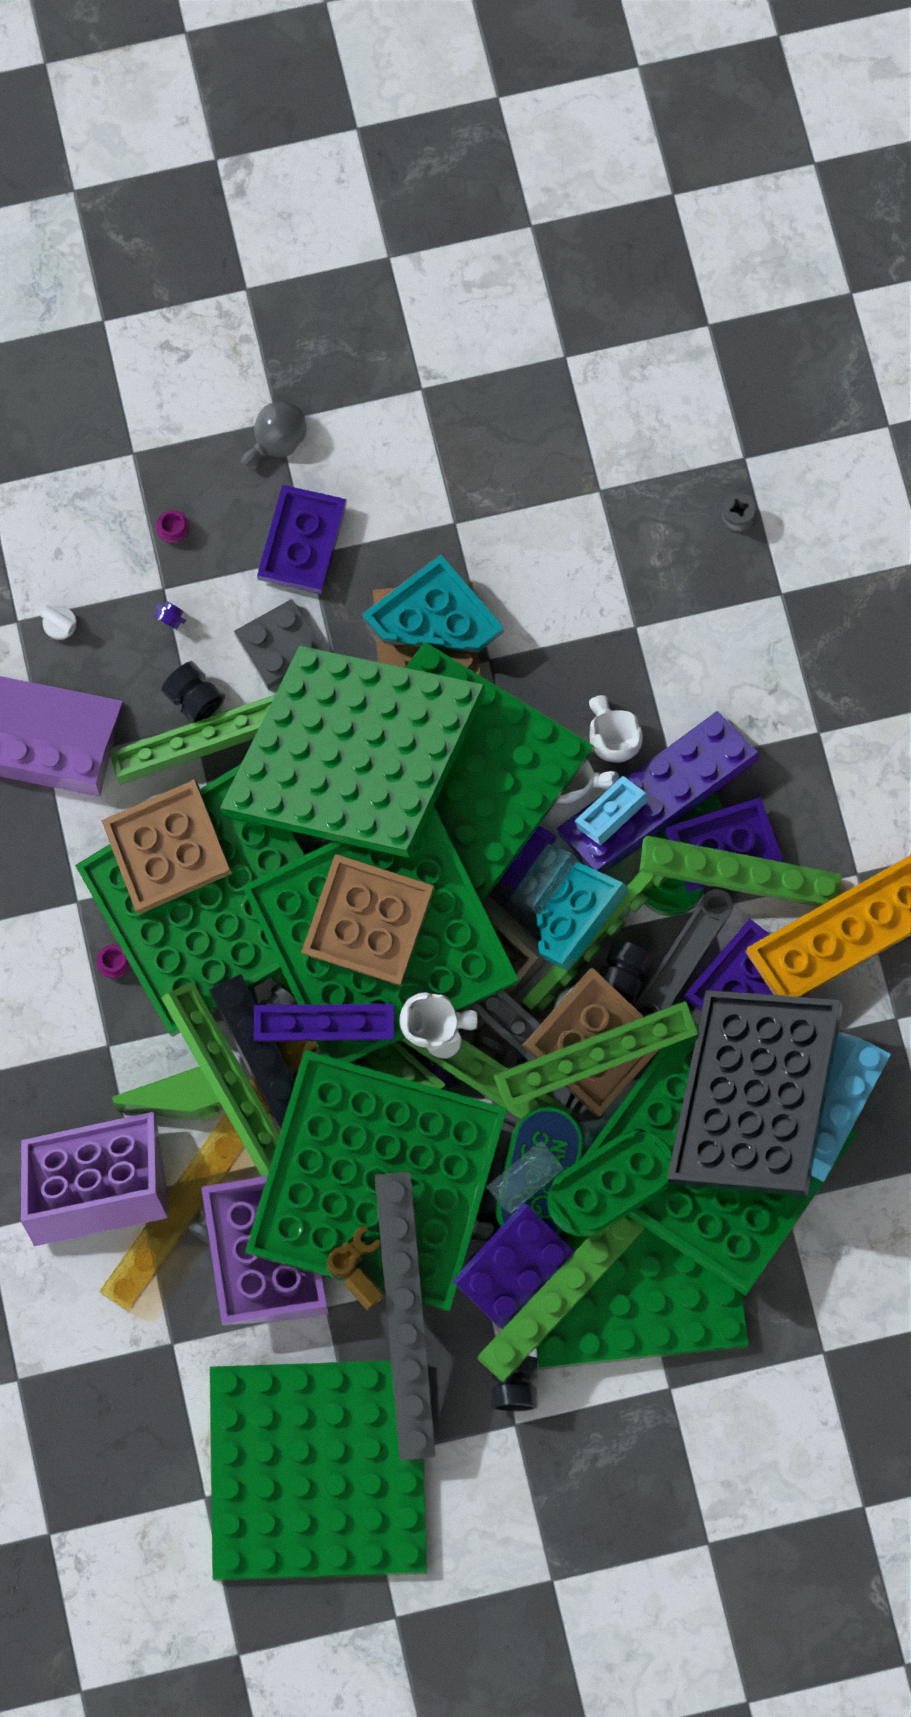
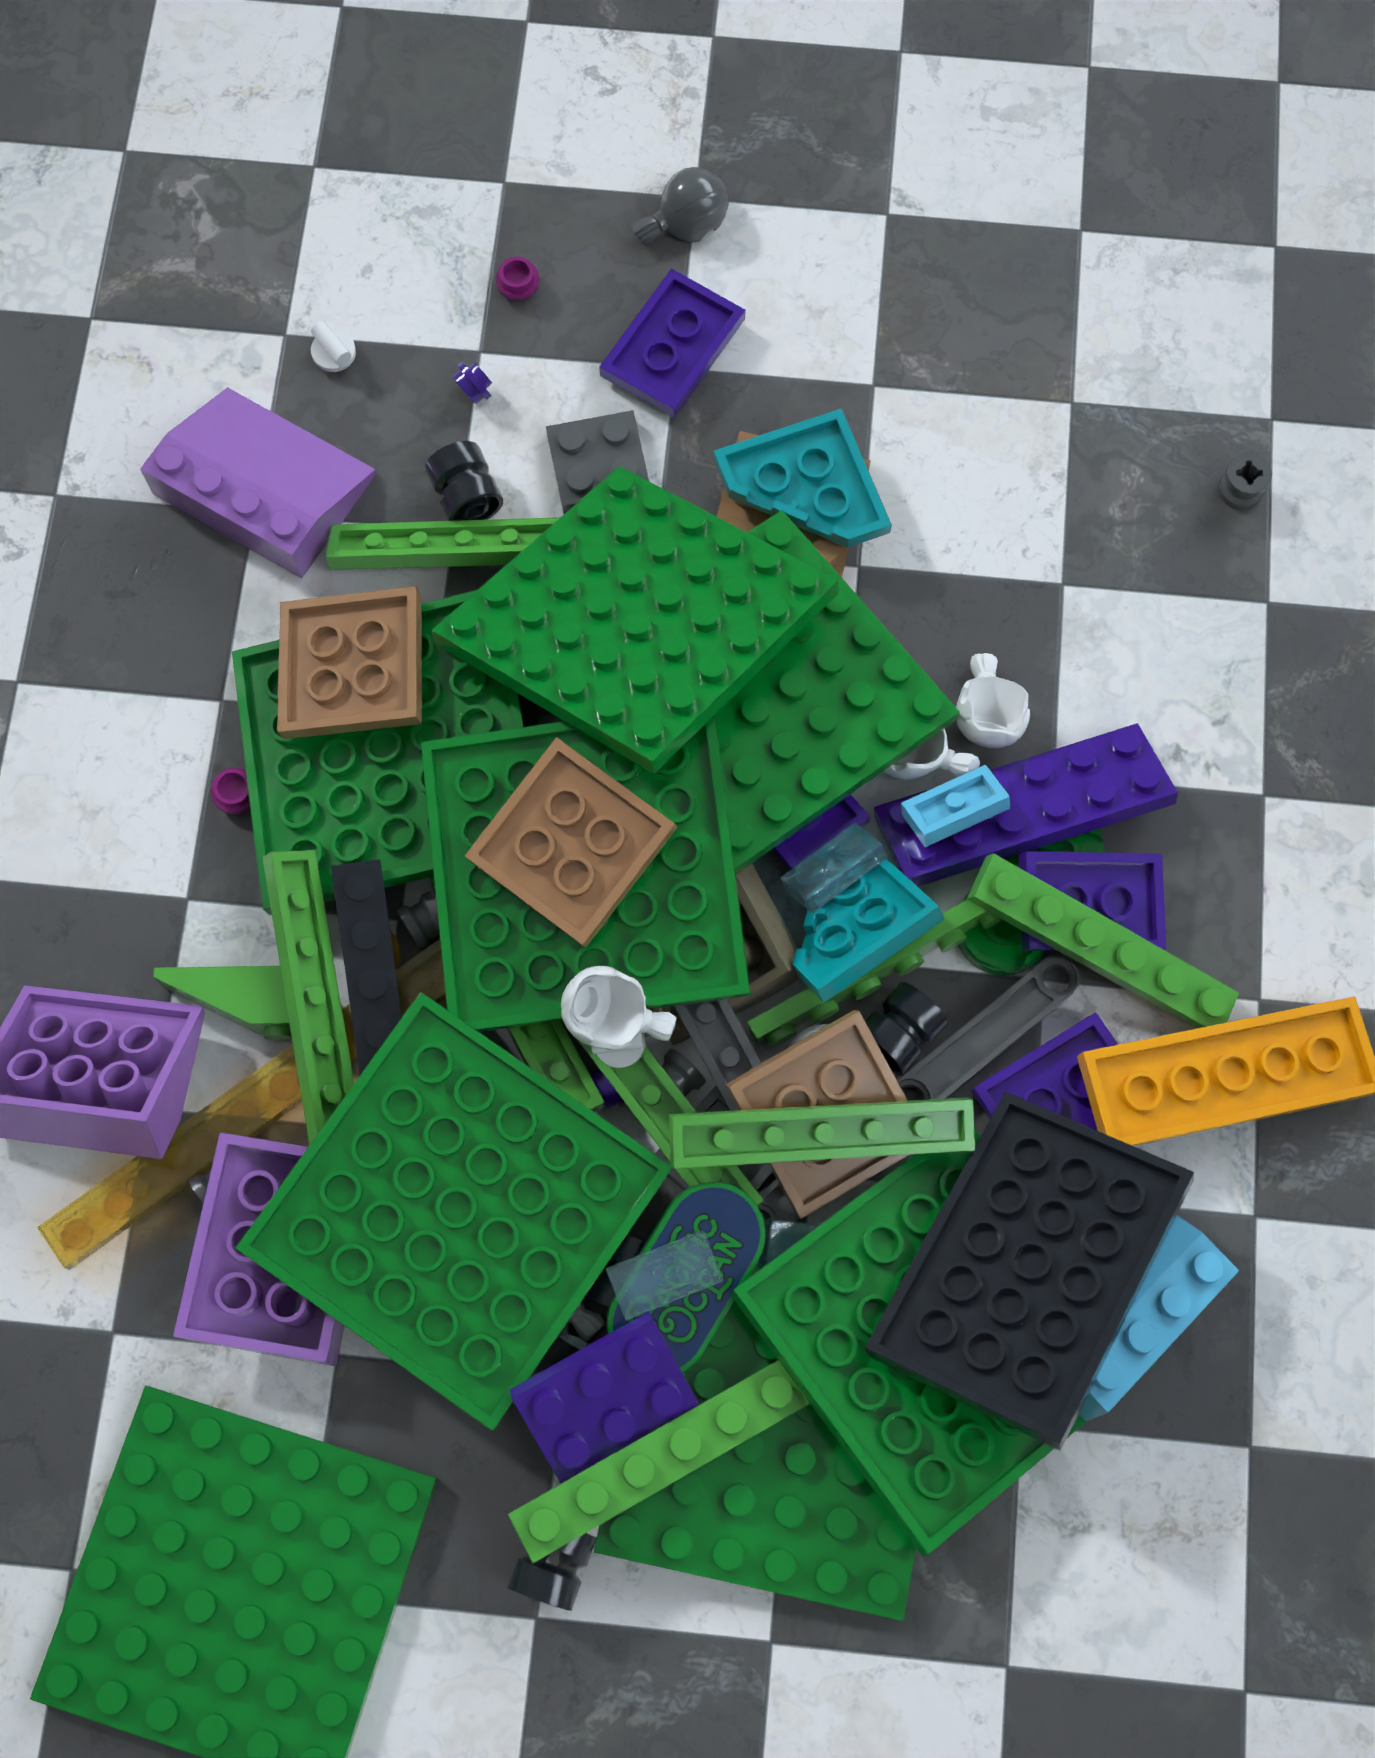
camera: 15 degrees right, 0 degrees up
(324, 1022) = (462, 963): dark purple plate -> none
(342, 1265) = (361, 1314): pearl gold bar -> none
(405, 1315) = (425, 1419): dark grey plate -> none
(610, 1183) = (780, 1326): green tile -> none

